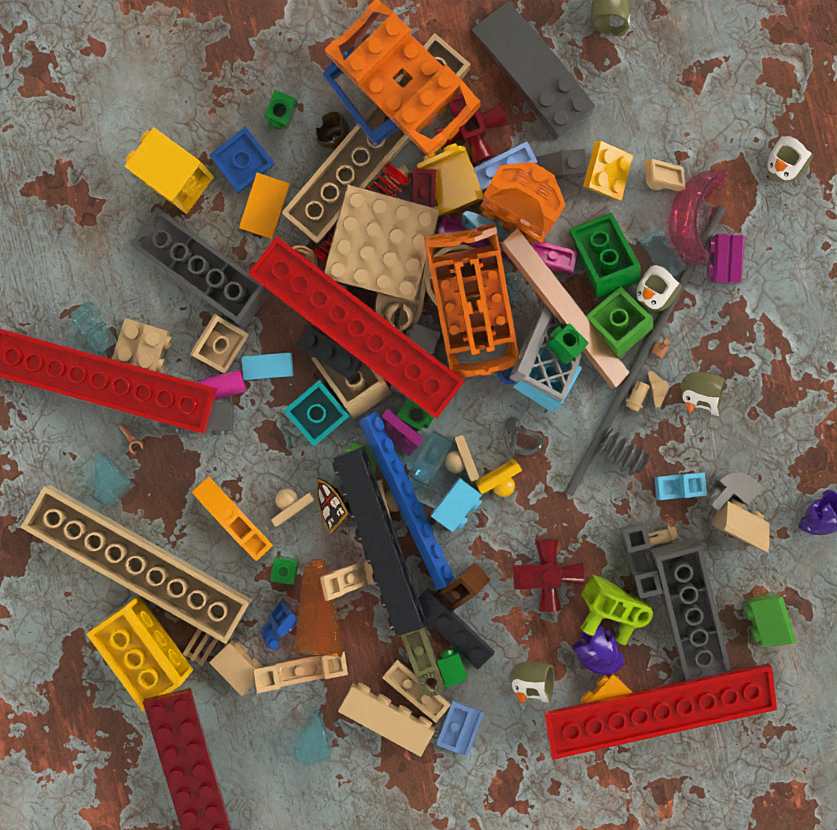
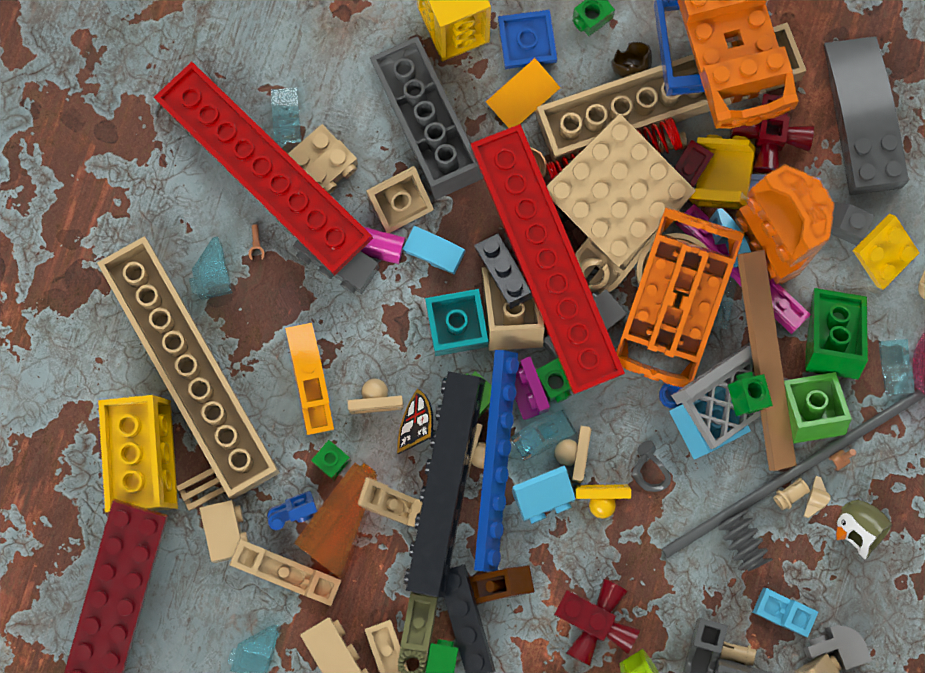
camera: 30 degrees right, 10 degrees down
(657, 290) = (868, 397): piece -> none

